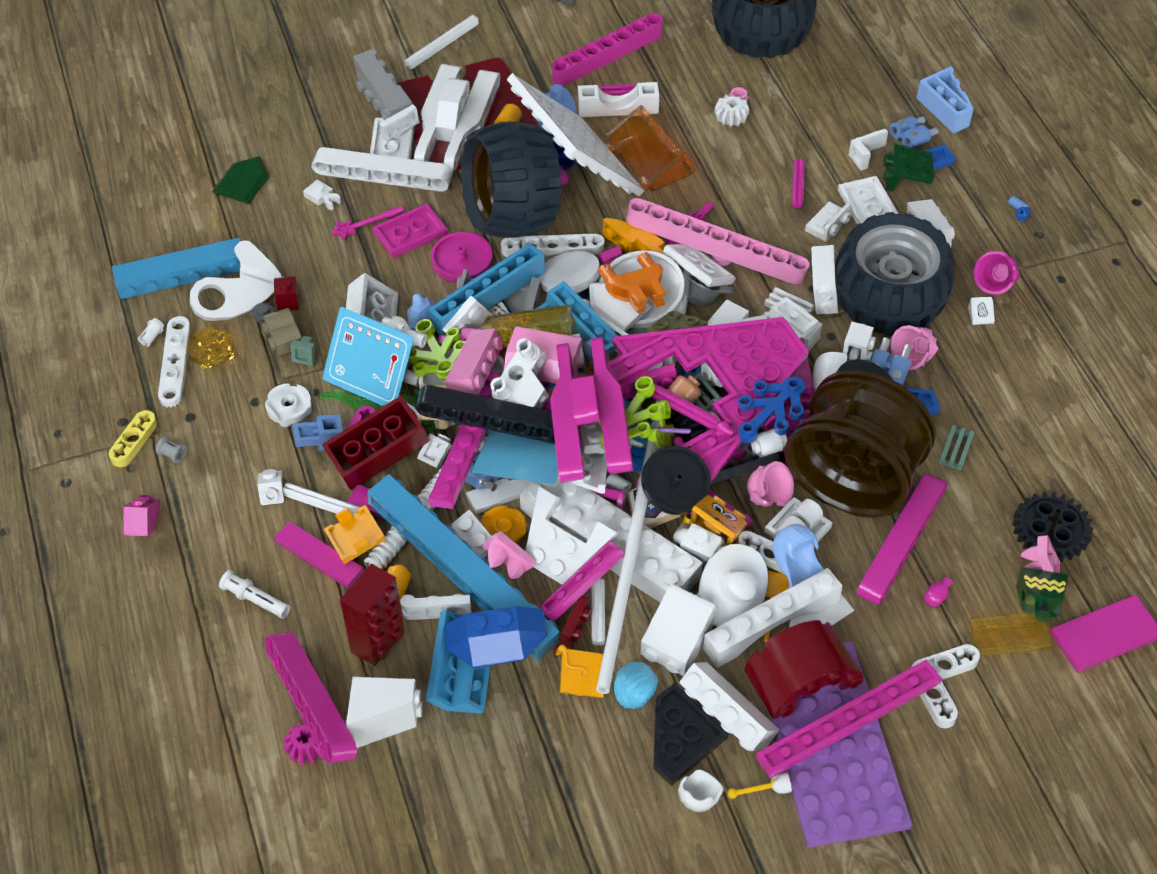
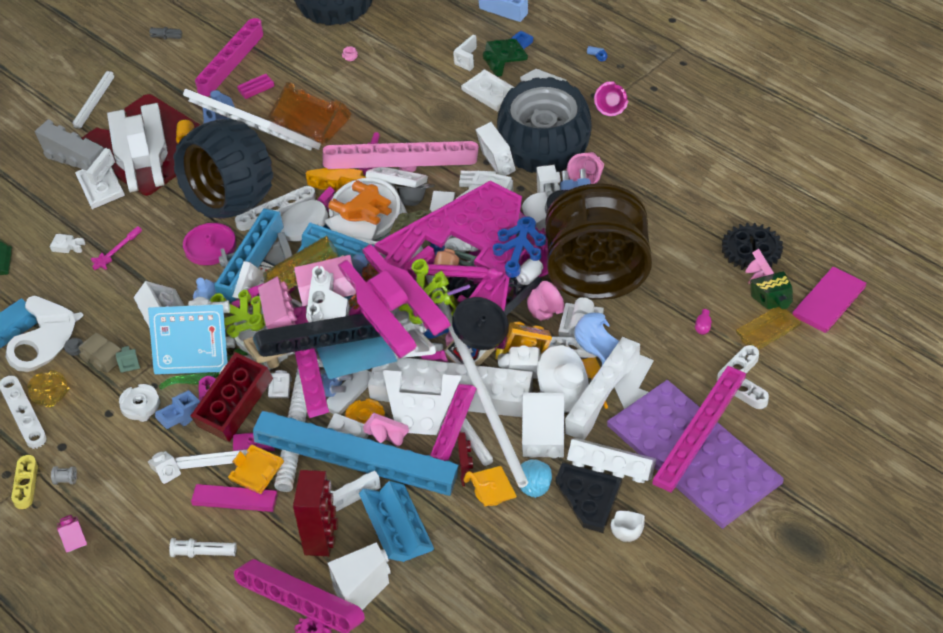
camera: 25 degrees left, 5 degrees down
(286, 293) = (86, 323): dark red brick -> none
(382, 169) = (105, 206): white beam -> none
(410, 230) = (155, 241): dark pink tile -> none
(495, 635) = (413, 488): blue wedge -> none
(595, 103) = (246, 97): white arch -> none
(731, 110) = (351, 64): white gear -> none
(779, 783) = (679, 494): hinge -> none
(798, 183) = (432, 96): dark pink axle -> none
(800, 664) = (644, 407): dark red cylinder -> none
(829, 220) = (470, 112): white bracket -> none
(902, 539) = (658, 301): dark pink beam -> none
(910, 132) = (488, 31): medium blue piece -> none
(961, 434) = (659, 214): sand green tile -> none
(981, 310) = (614, 129): white slope -> none

